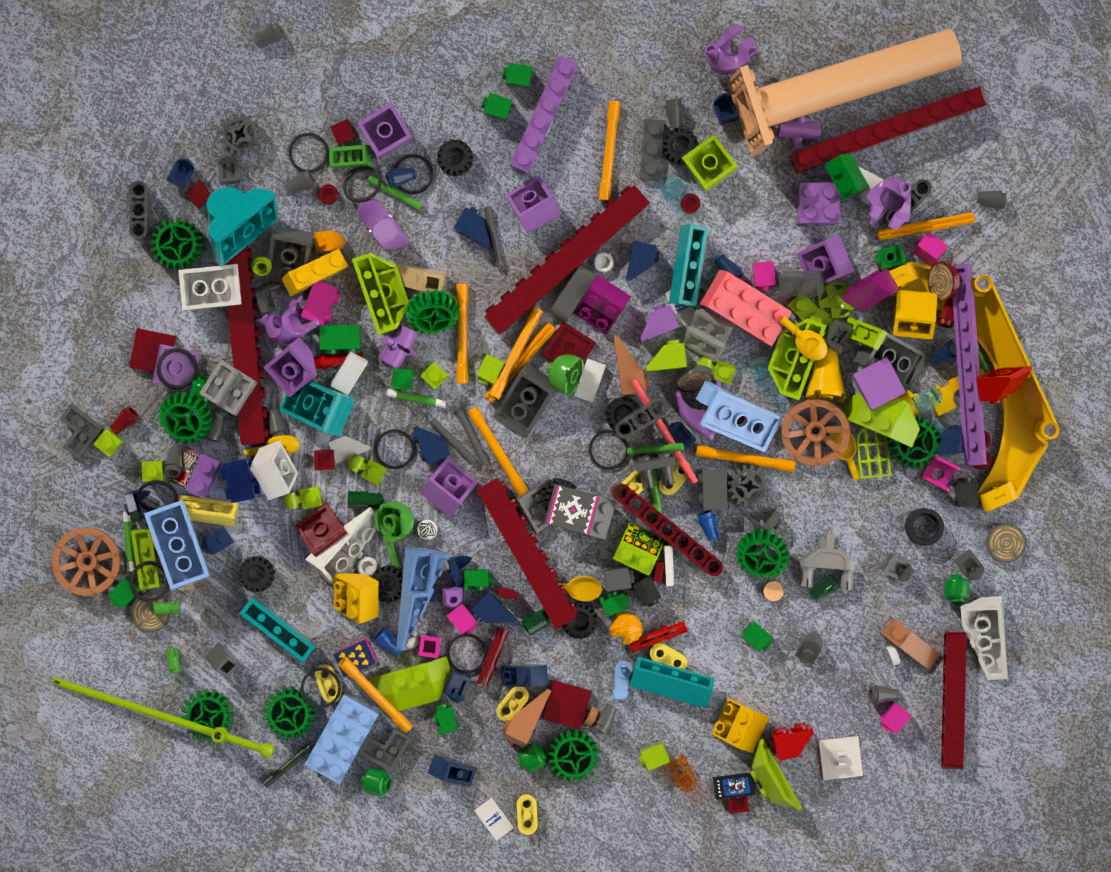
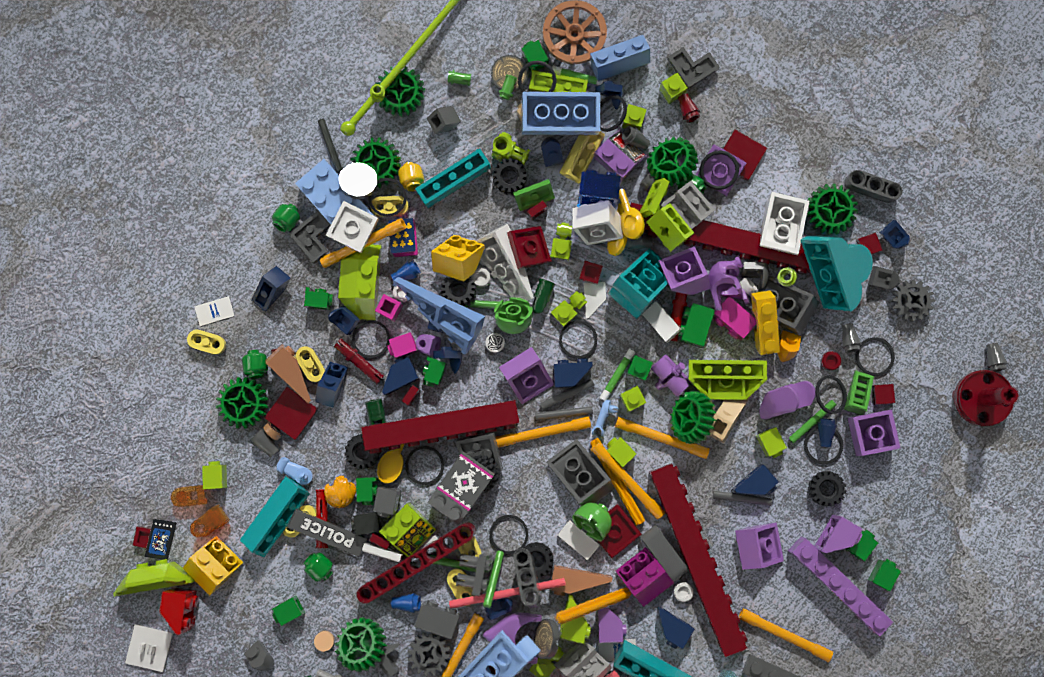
camera: 115 degrees right, 5 degrees down
(97, 506) = (620, 58): none -> medium blue brick
(229, 423) = (654, 197): none -> lime plate
(229, 581) = (510, 151): none -> lime connector
(254, 397) = (670, 227): none -> lime brick
(257, 439) = (631, 219): none -> yellow piece
(266, 543) = (533, 195): none -> bright green plate
(280, 534) = (537, 210): none -> dark red tile
(283, 300) = (748, 286): none -> white tile
(290, 672) = (411, 176): none -> yellow head
(313, 34) = (985, 398): none -> dark red piece
(315, 721) = (358, 180): none -> tile
(363, 709) = (352, 227): none -> white plate
(429, 226) = (771, 442): none -> lime brick
(454, 397) = (604, 413): none -> light blue piece
(495, 133) = (838, 534): none -> medium lavender slope
(571, 537) = (407, 462): none -> black piece
(645, 345) = (592, 605): none -> light orange axle
(668, 625) = (327, 532): none -> dark grey tile
(697, 741) = (212, 520): none -> clear orange piece
(705, 622) = (318, 567): none -> green head

